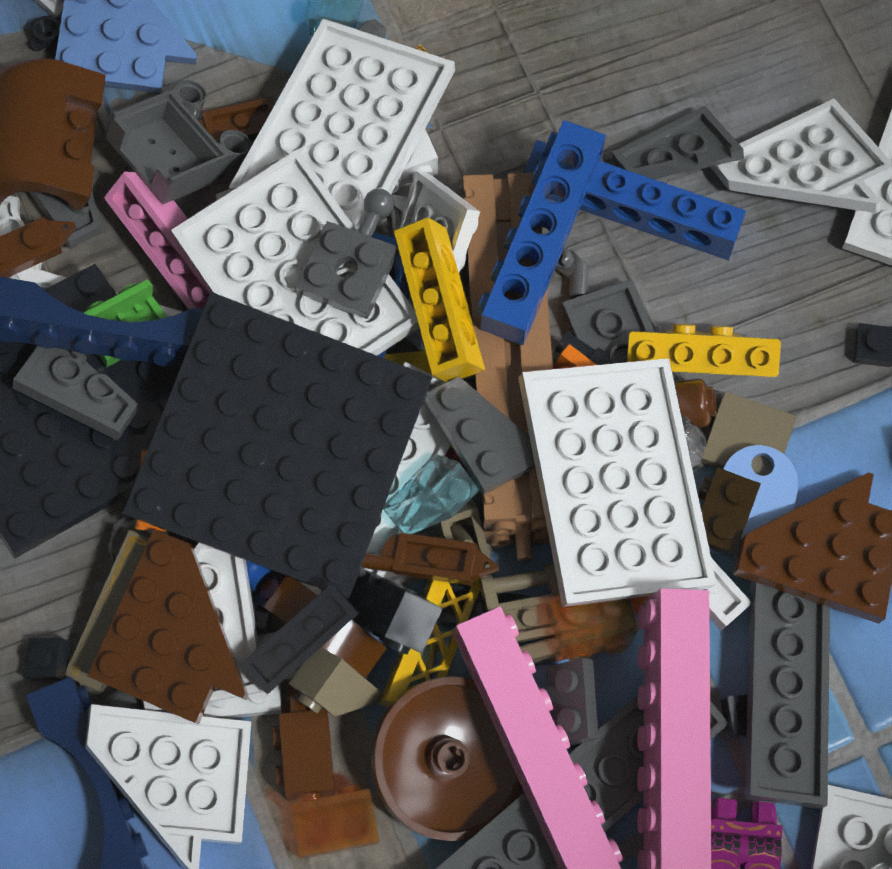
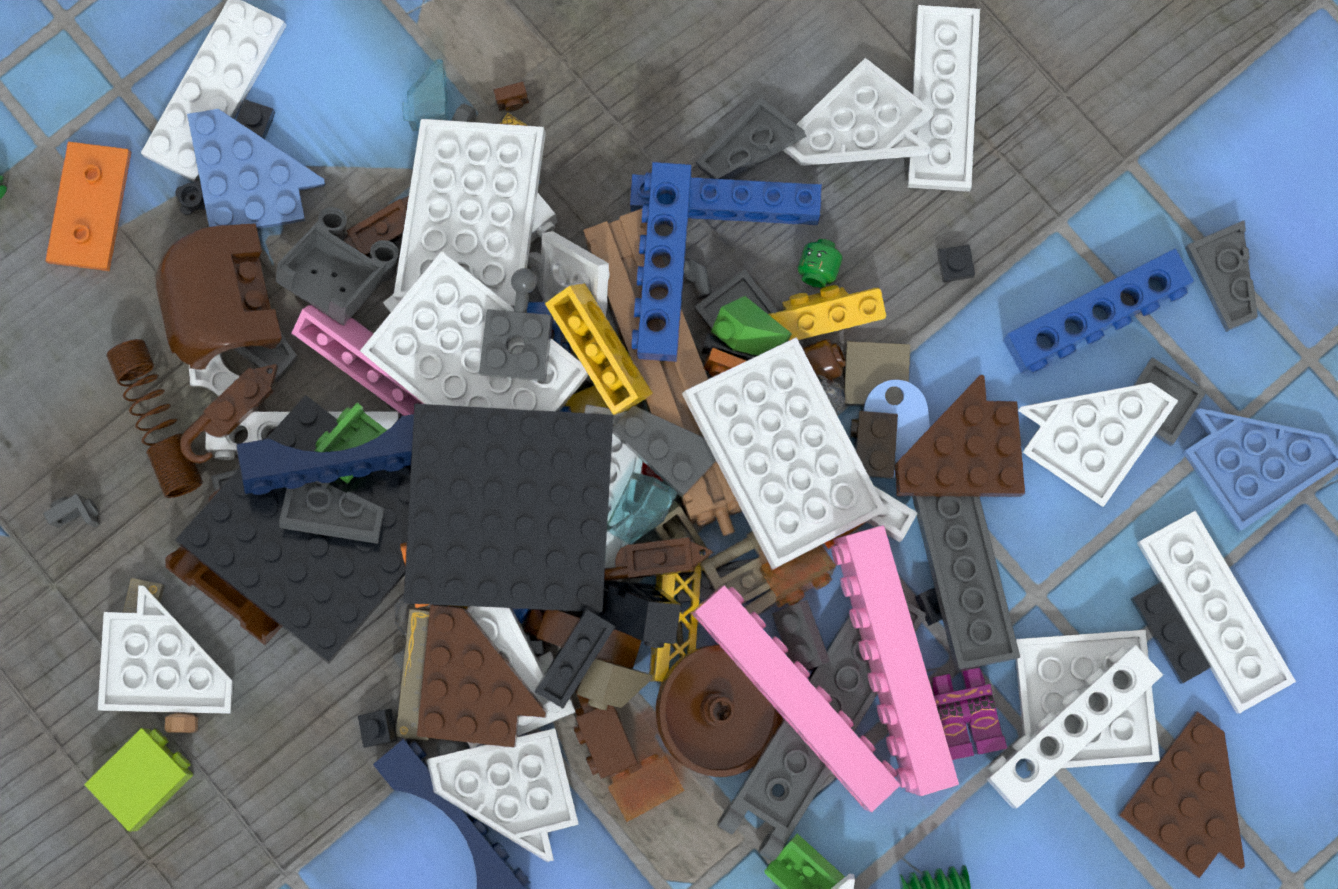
camera: 10 degrees left, 10 degrees up
(429, 28) = (511, 97): none -> reddish brown plate
(615, 334) = (748, 328): none -> bright green slope
(718, 297) = (819, 263): none -> green head

